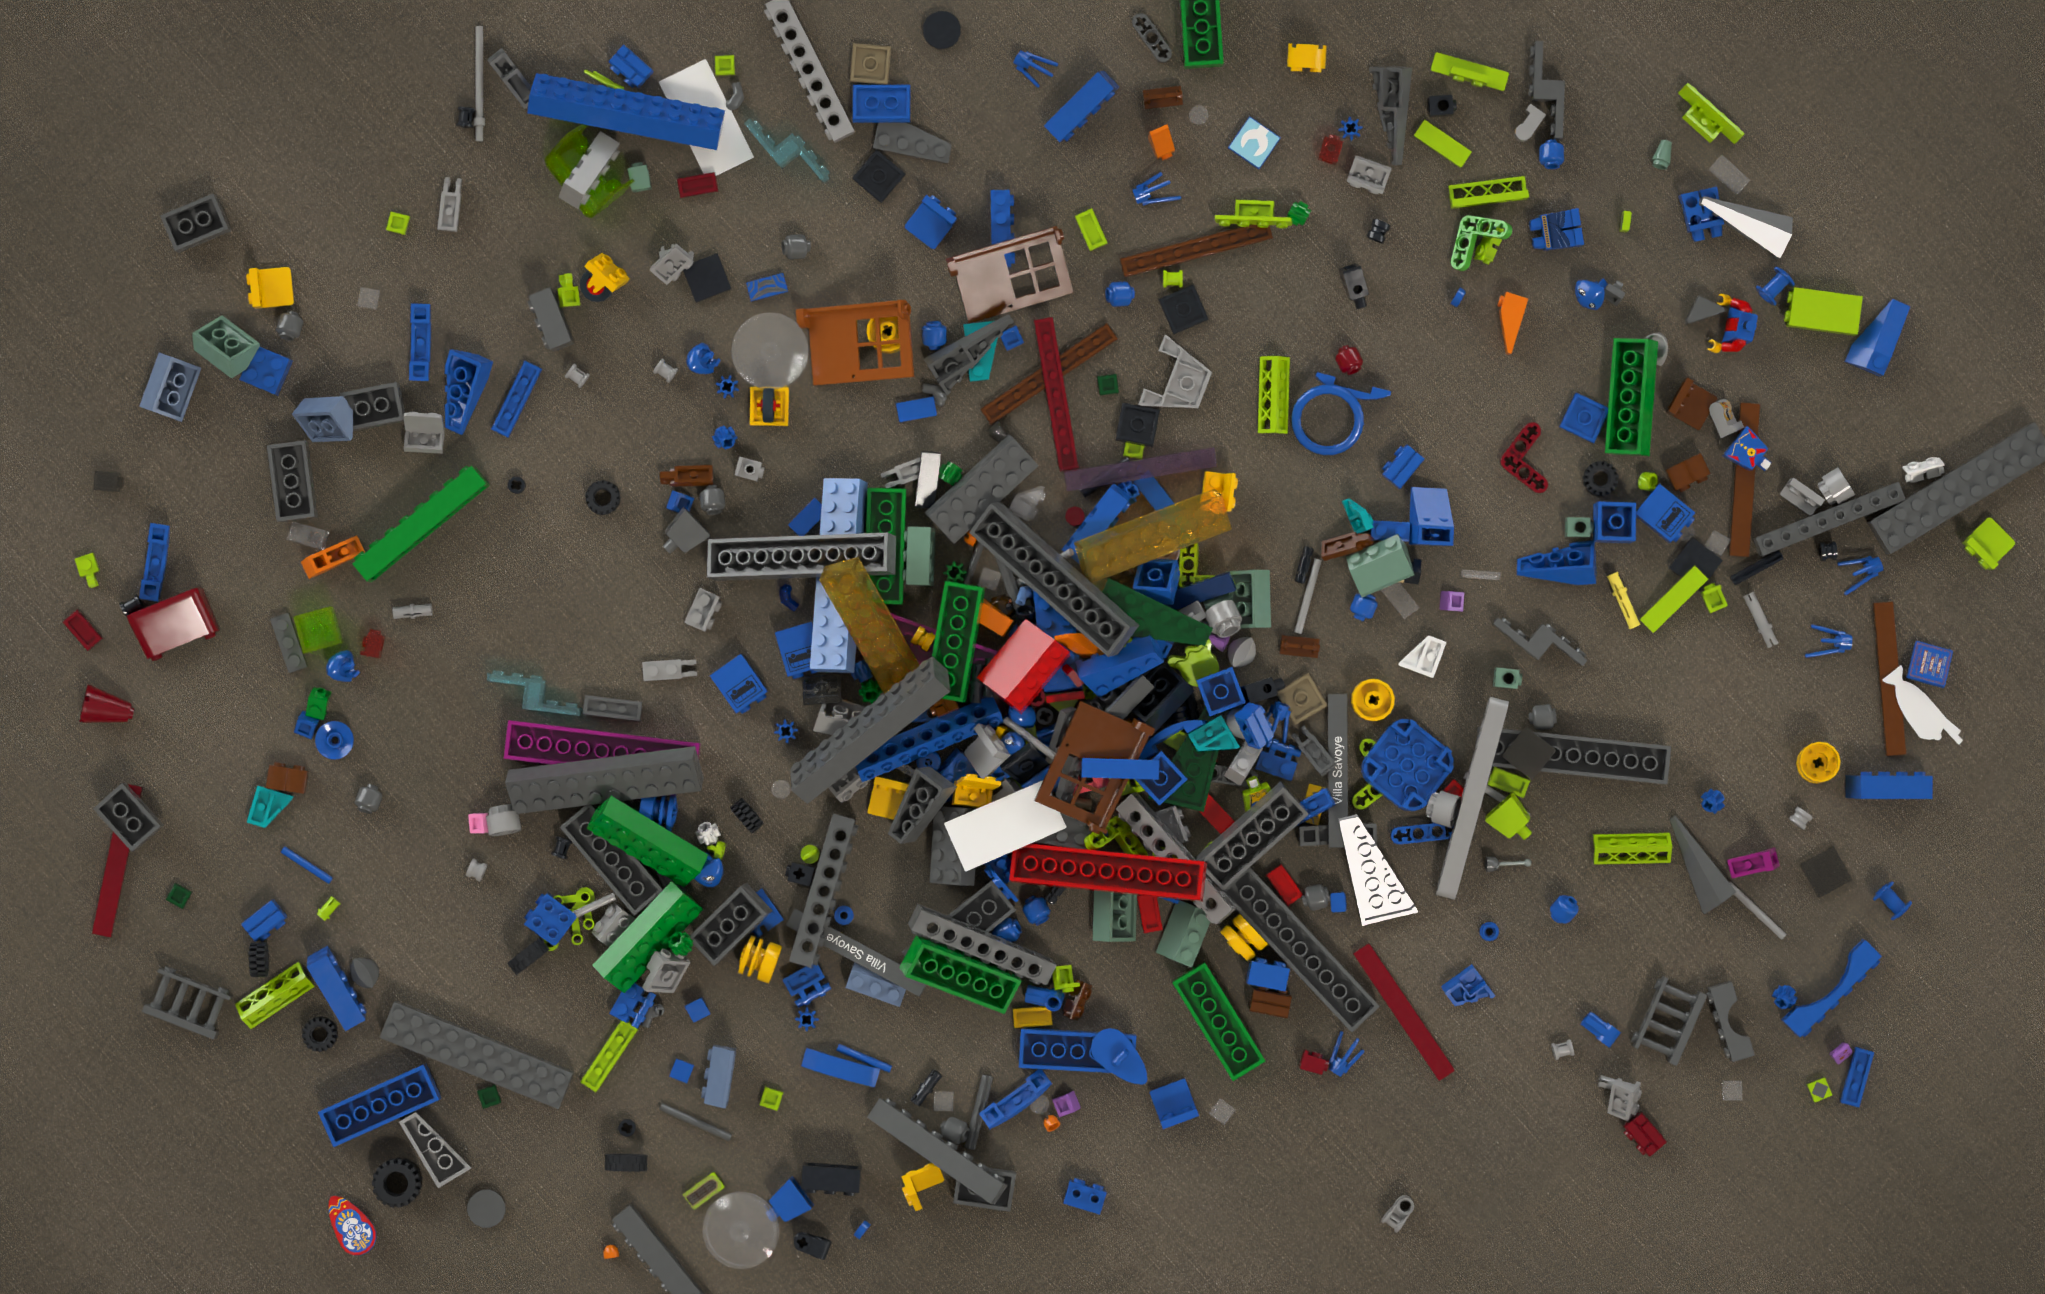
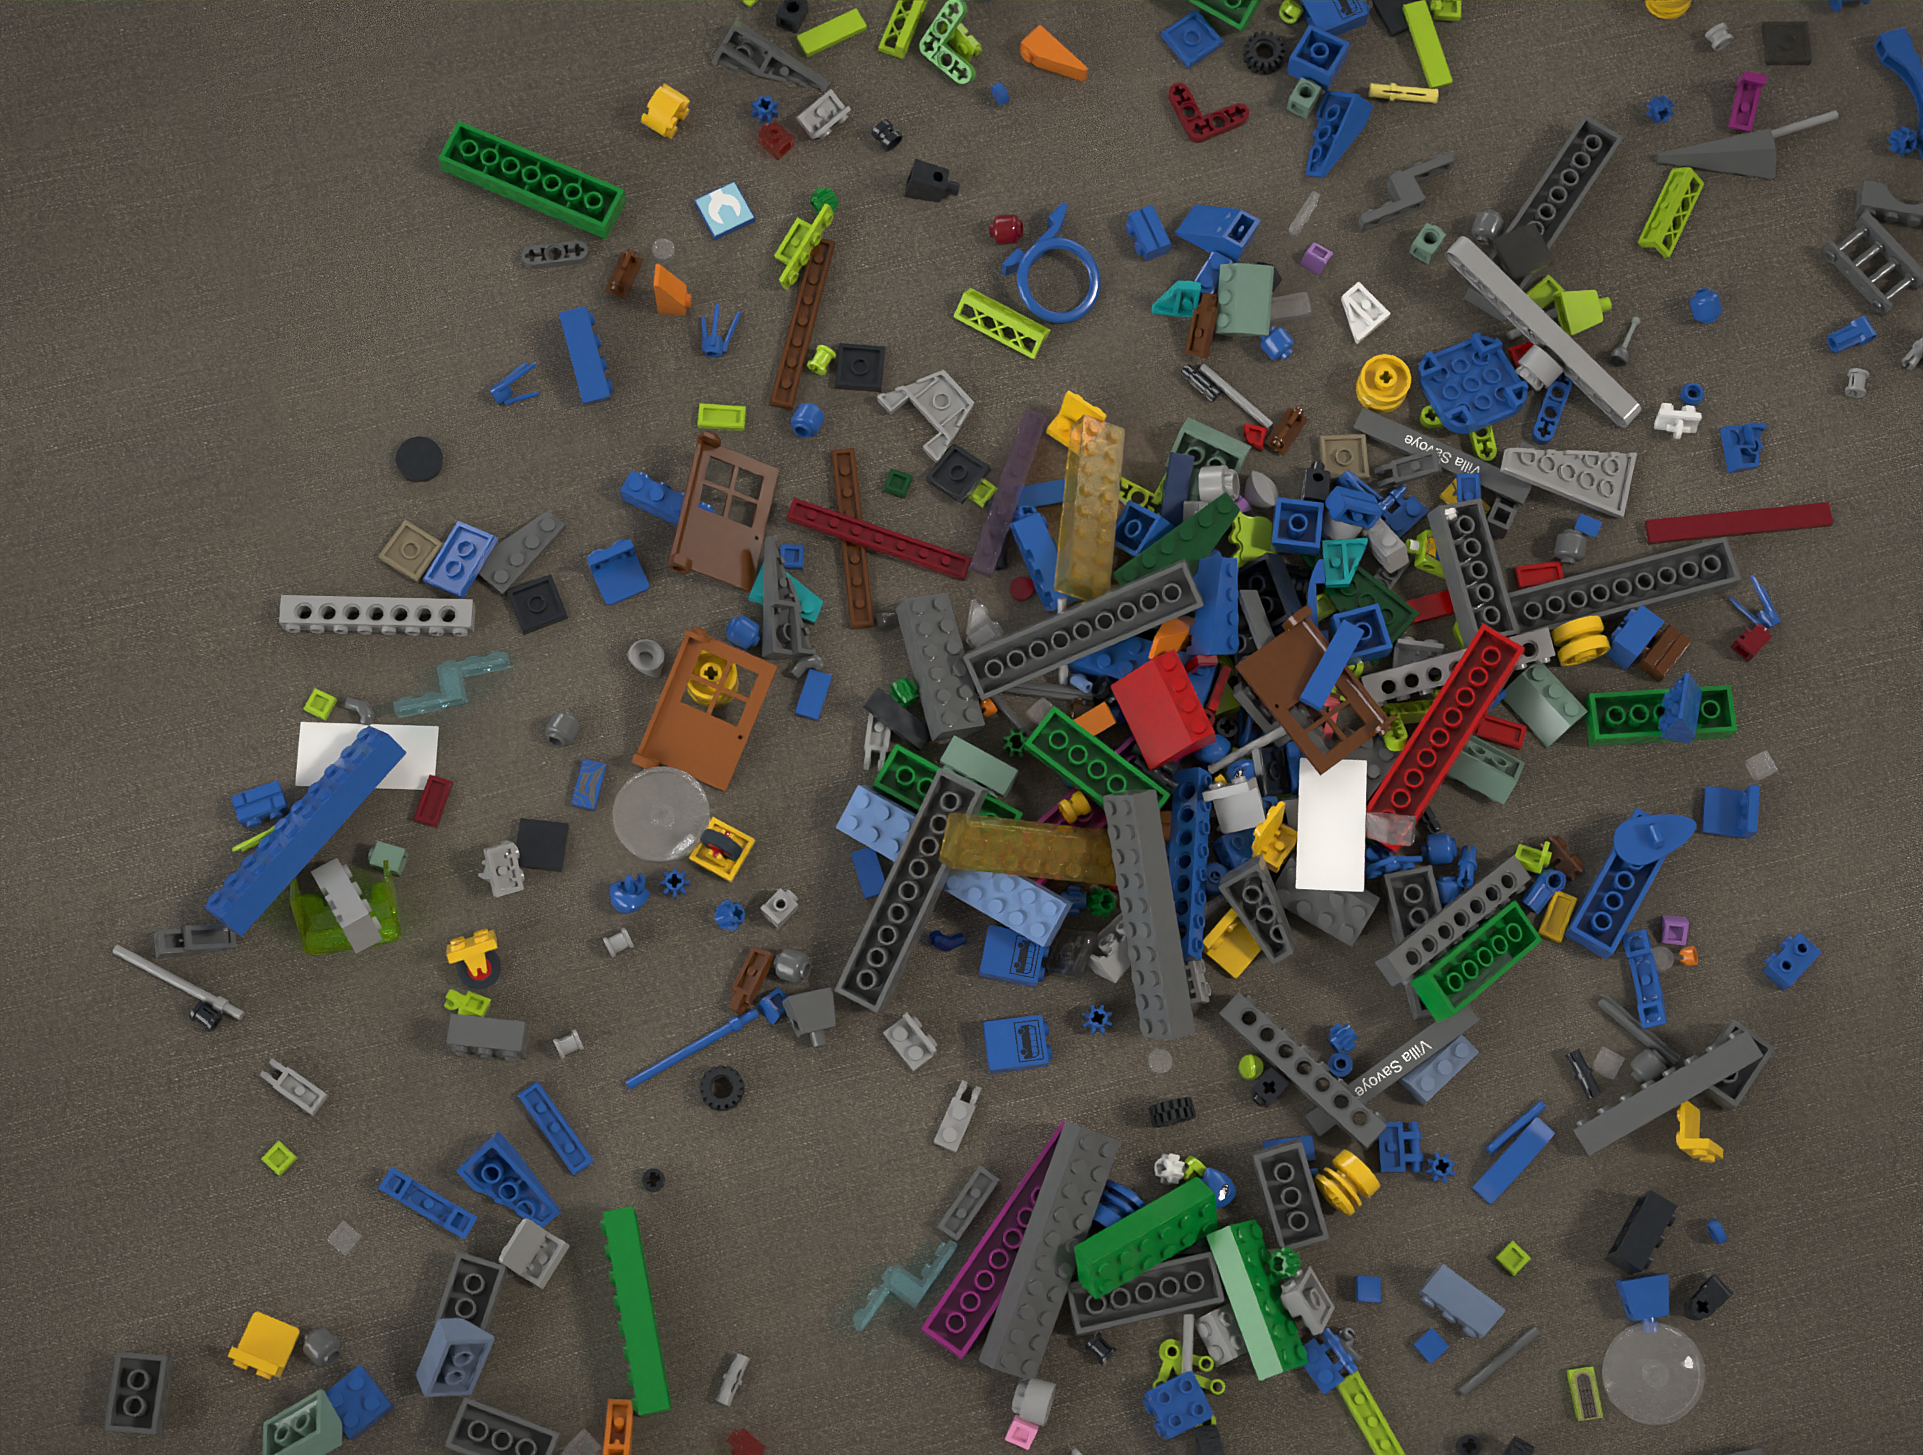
camera: 65 degrees left, 15 degrees down
(651, 482) = (735, 1024): none -> blue bar
(862, 907) = (1342, 1038): none -> blue gear
(879, 276) = (647, 657): none -> light grey piece
(1020, 869) = (1390, 828): none -> clear slope
(1032, 936) = (1467, 866): none -> blue pin
(1220, 1034) = (1681, 710): none -> blue slope
(1284, 625) = (1254, 436): none -> red tile
(1458, 930) = (1677, 421): none -> white hips

